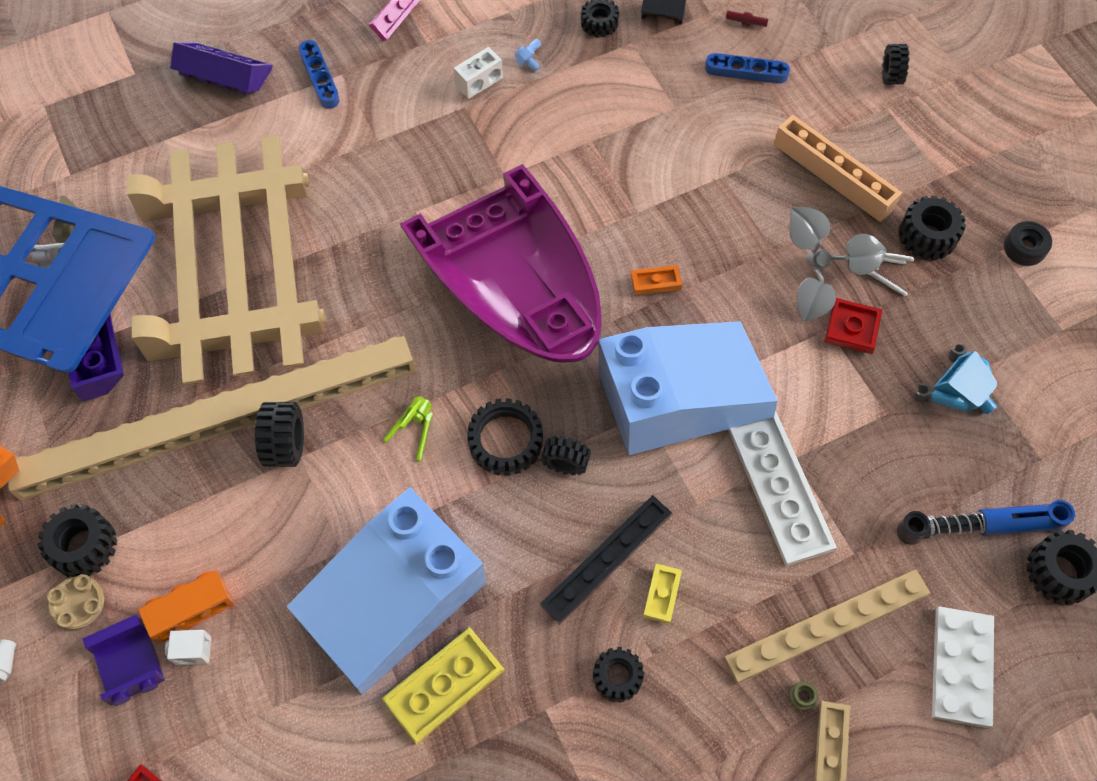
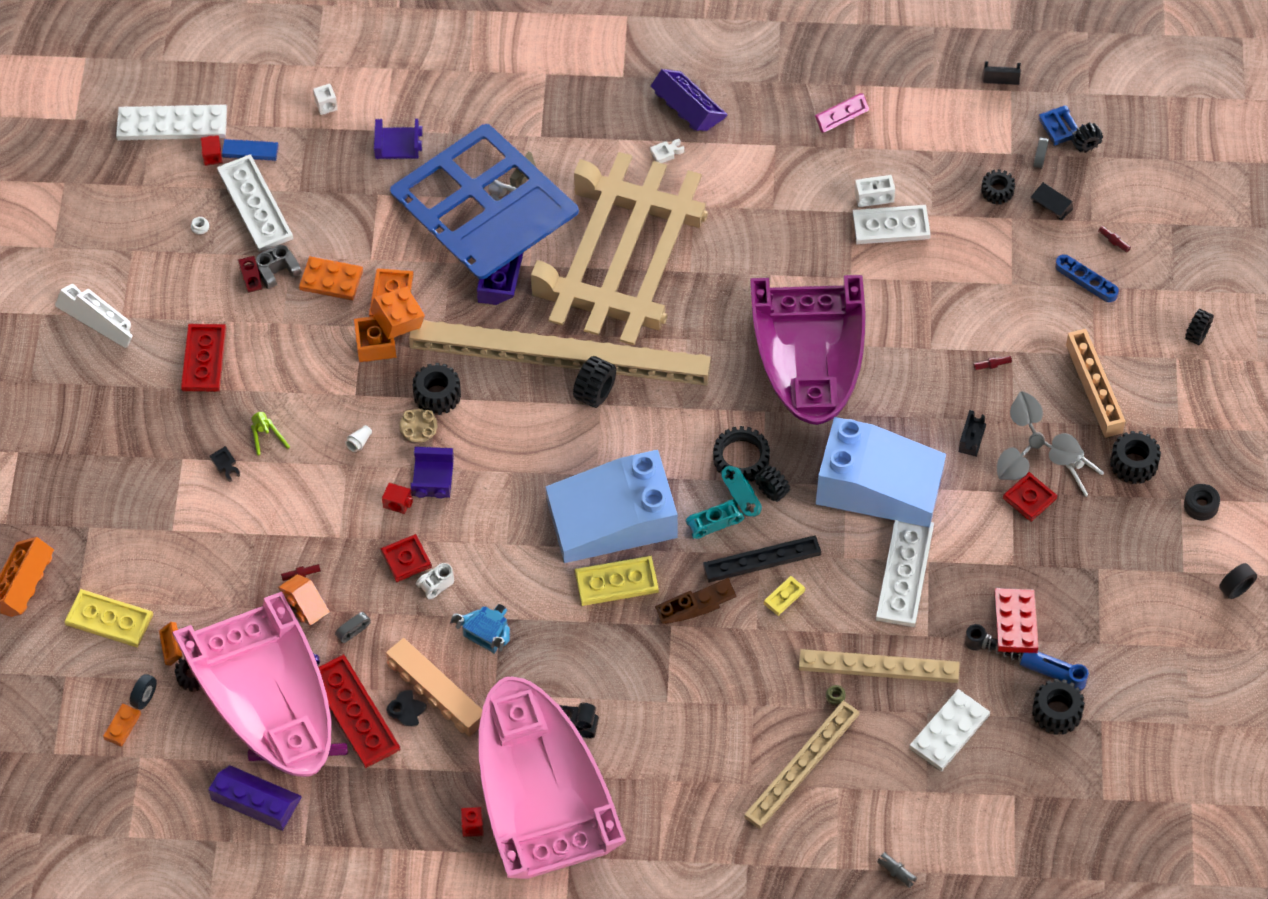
camera: 30 degrees right, 5 degrees down
(91, 723) = (397, 498): none -> red brick
(186, 606) = (484, 459): orange brick -> none
(188, 647) = (474, 483): white brick -> none
(224, 130) = (664, 152): none -> white plate
(318, 74) = (757, 137): blue beam -> none
(417, 411) = (692, 411): lime plant -> none
(507, 549) = (703, 525): none -> teal piece
(515, 101) = (891, 224): none -> white plate
(524, 55) = (919, 192): light blue piece -> none
(535, 485) = (741, 491): none -> teal piece
(561, 664) = (695, 604): none -> reddish brown slope
(613, 691) = (727, 636): black tyre -> none
(656, 280) = (910, 401): orange plate -> none
(713, 197) = (992, 362): none -> dark red bar
(745, 285) = (972, 434): none -> black hinge
(946, 483) = (1016, 620): none -> plate
(964, 384) = (1076, 569): torso -> none

